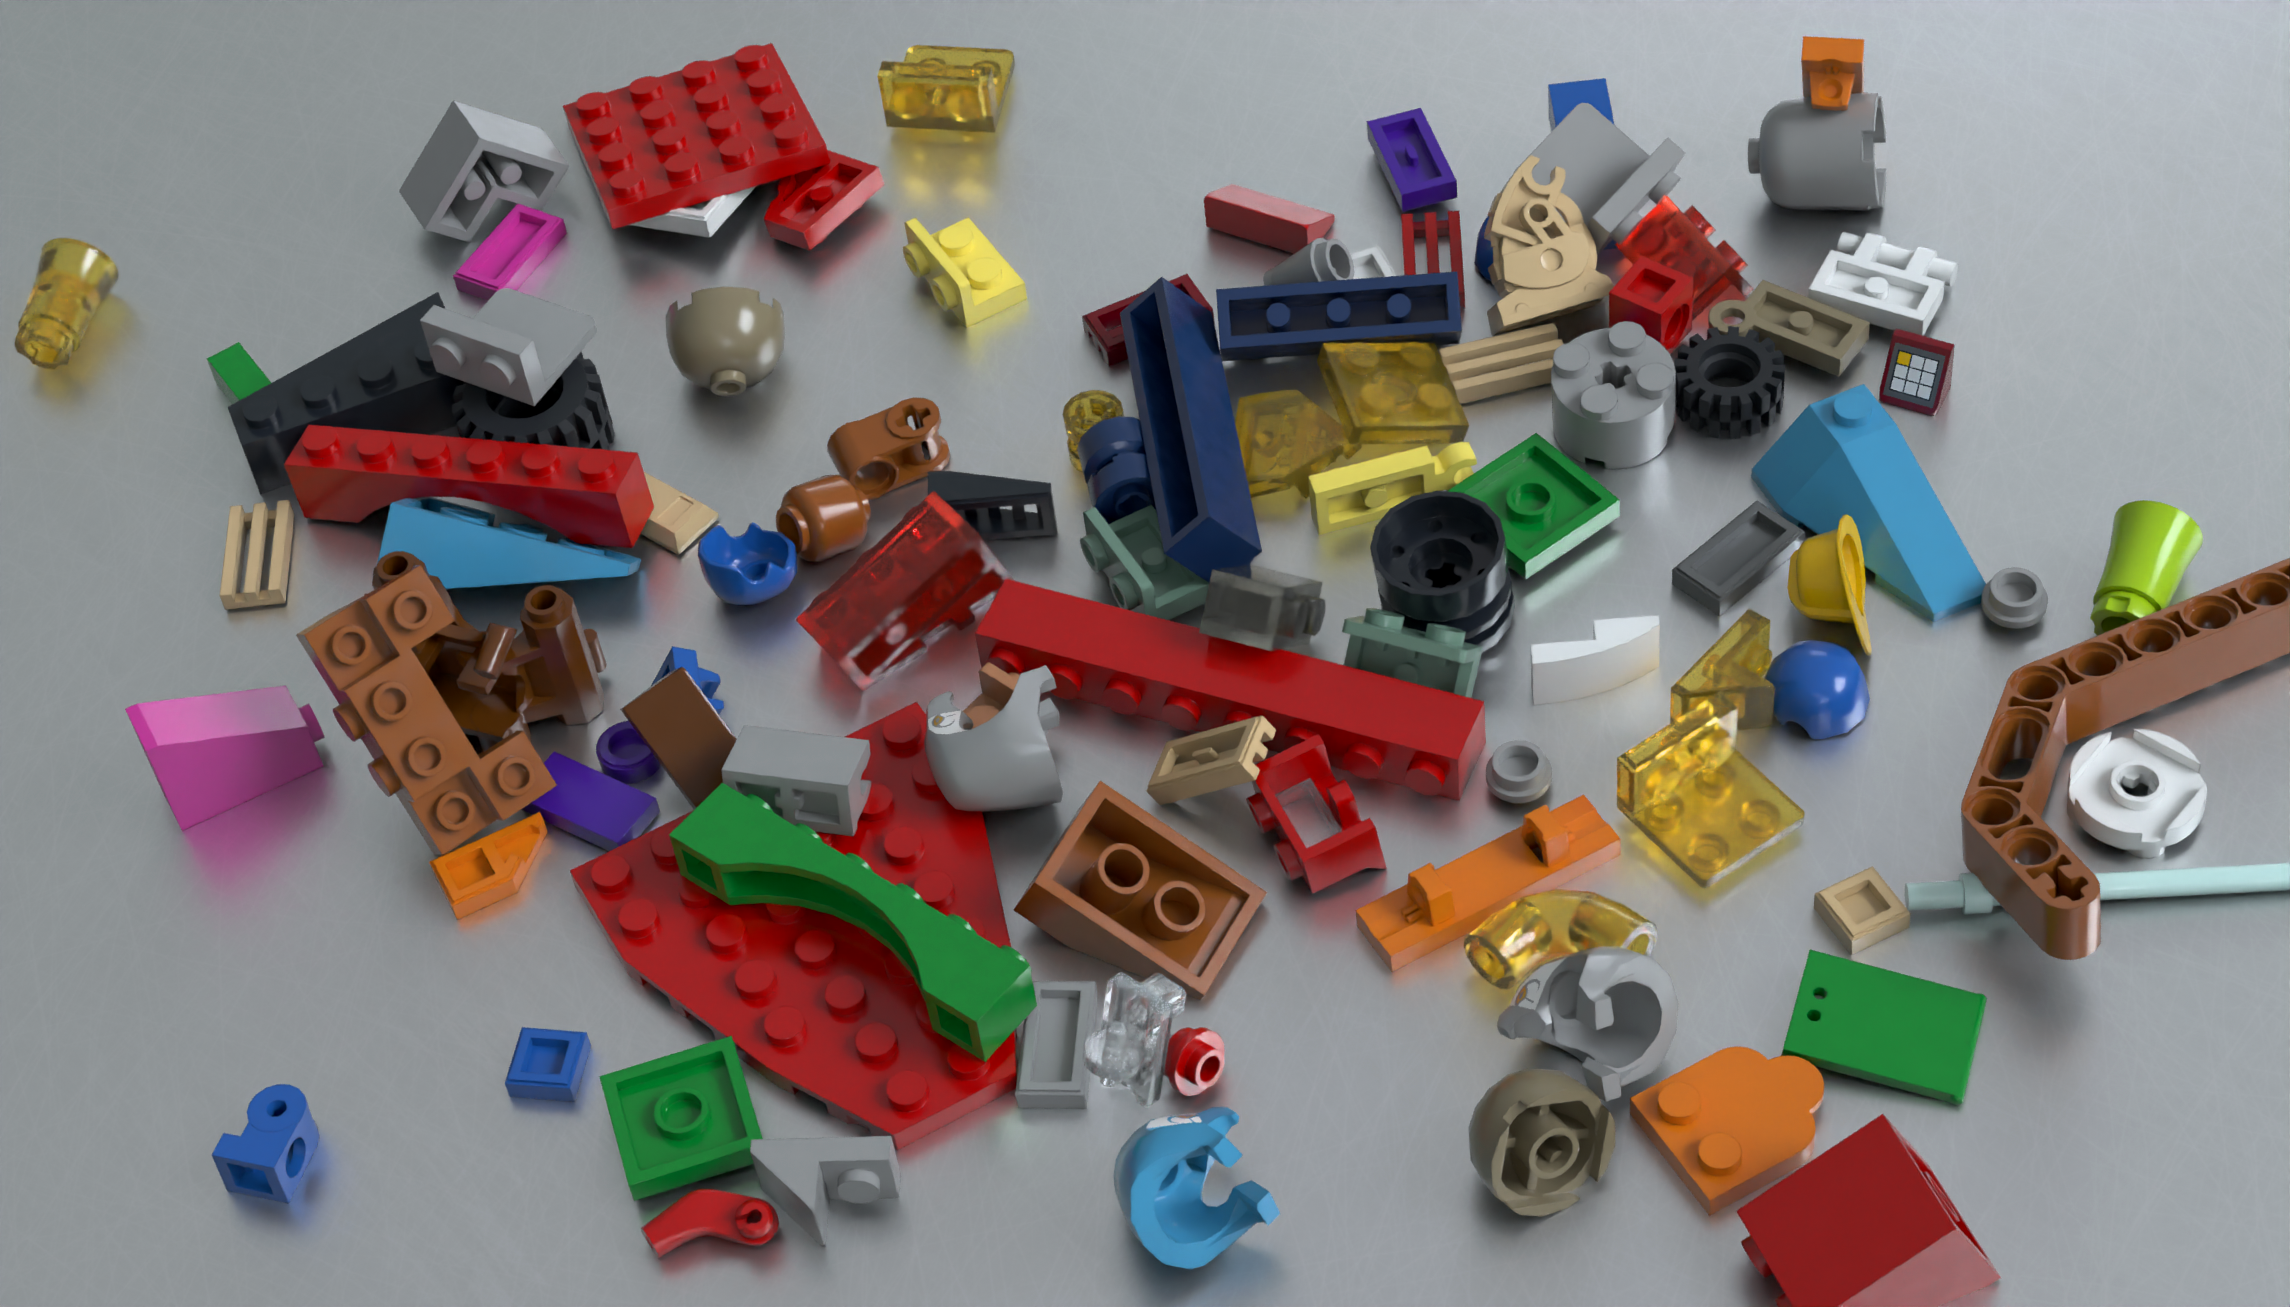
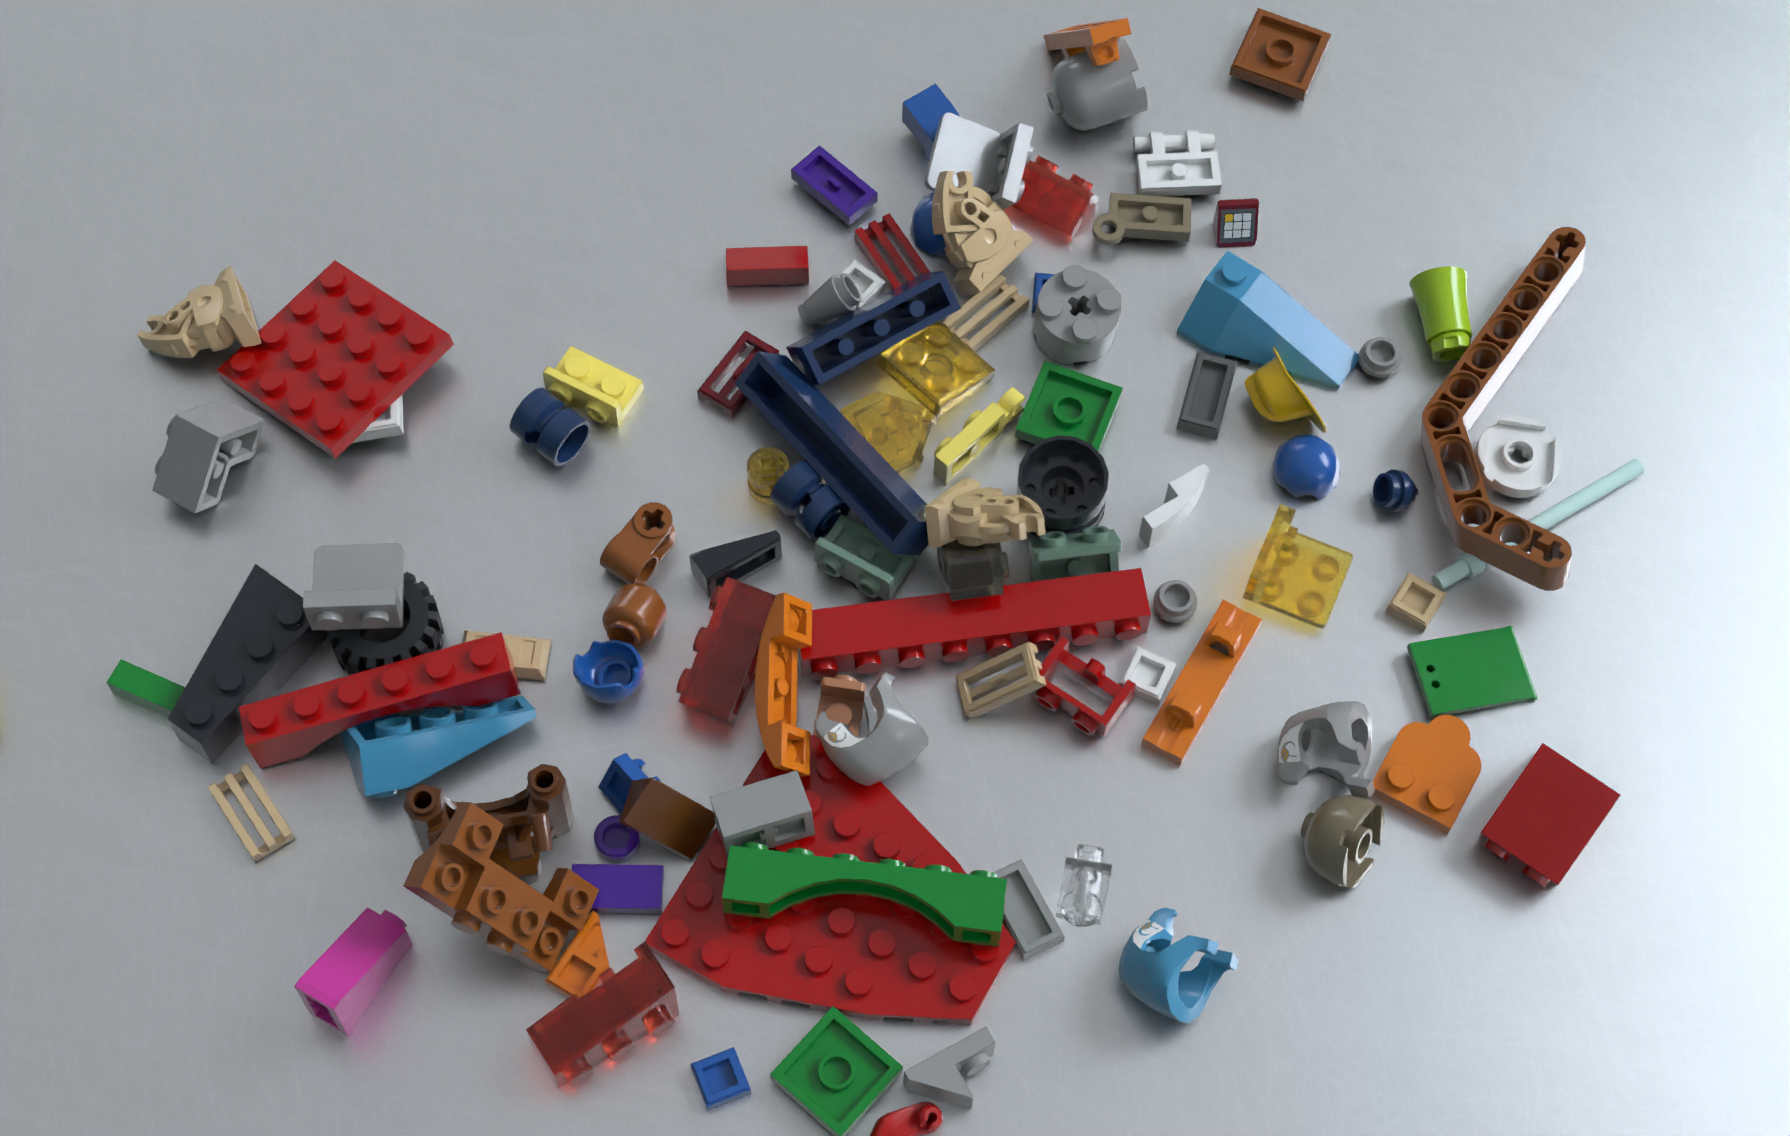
camera: 40 degrees left, 15 degrees up
(460, 925) = (606, 1019): none -> clear red wedge
(510, 252) = (260, 502): dark pink tile -> none
(589, 48) = (205, 319): none -> tan piece
(725, 338) = (480, 515): dark tan cylinder -> none
(820, 200) = (460, 374): red wing -> none
(876, 286) = (555, 431): none -> dark blue wheel
(924, 641) = (784, 632): none -> orange slope
(946, 88) = (487, 247): clear yellow bracket -> none
(1139, 895) = (1011, 790): dark orange slope -> none
(1194, 1060) = (1120, 884): red plate -> none
(1292, 545) = (980, 516): none -> tan piece
(1420, 840) = (1149, 673): none -> white tile
(1551, 927) = (1262, 695): clear yellow cylinder -> none
(1656, 300) = (1061, 242): red brick -> none
(1729, 406) = (1139, 255): black tyre -> none
(1735, 670) = (1260, 491): clear yellow slope -> none
(1923, 762) = (1394, 490): none -> dark blue plate
(2119, 207) = (1280, 54): none -> dark orange plate

